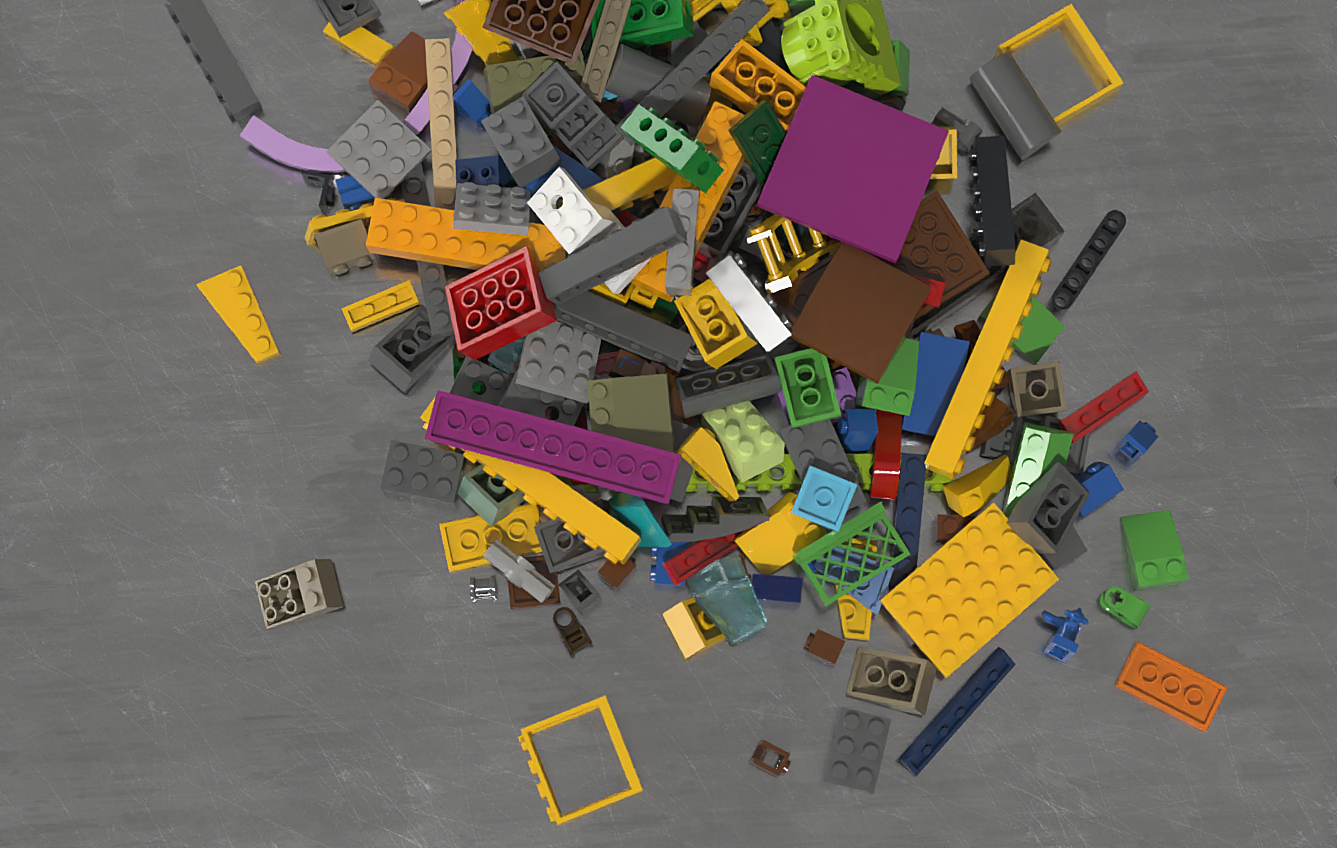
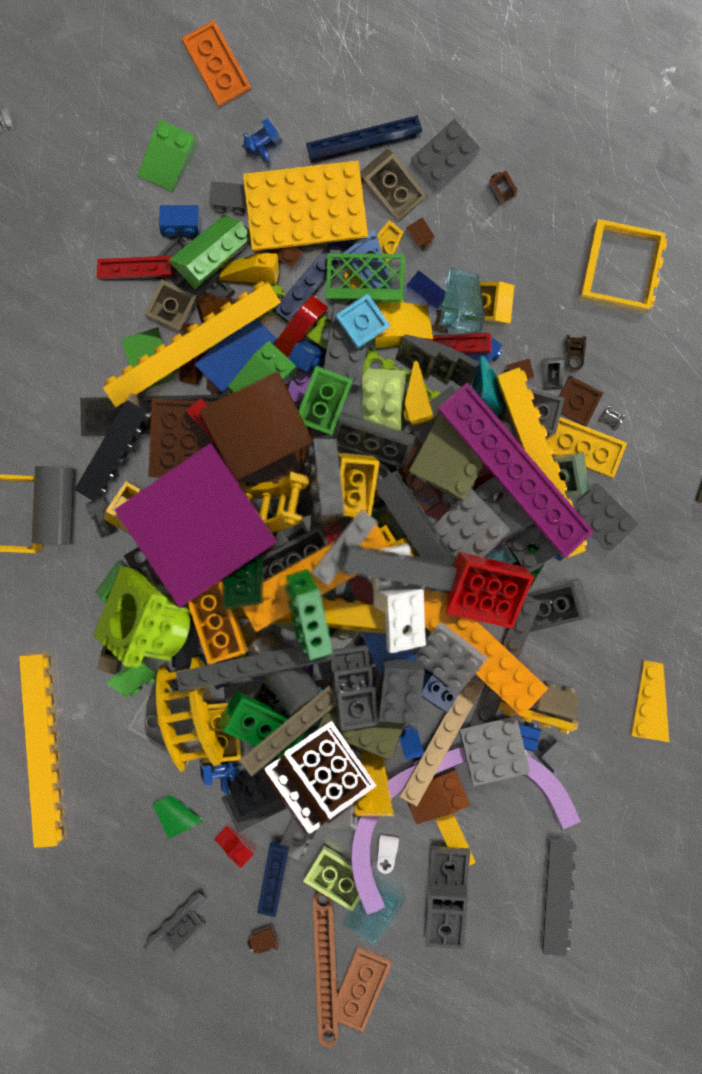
camera: 145 degrees left, 10 degrees up
(380, 306) = (558, 647): yellow plate -> none
(519, 571) = (584, 411): light grey piece -> none
(1048, 510) = (220, 219): dark grey slope -> none
(1092, 252) = (68, 370): black beam -> none
(1127, 608) = (210, 130): bright green piece -> none
(1138, 440) = (127, 231): blue slope -> none

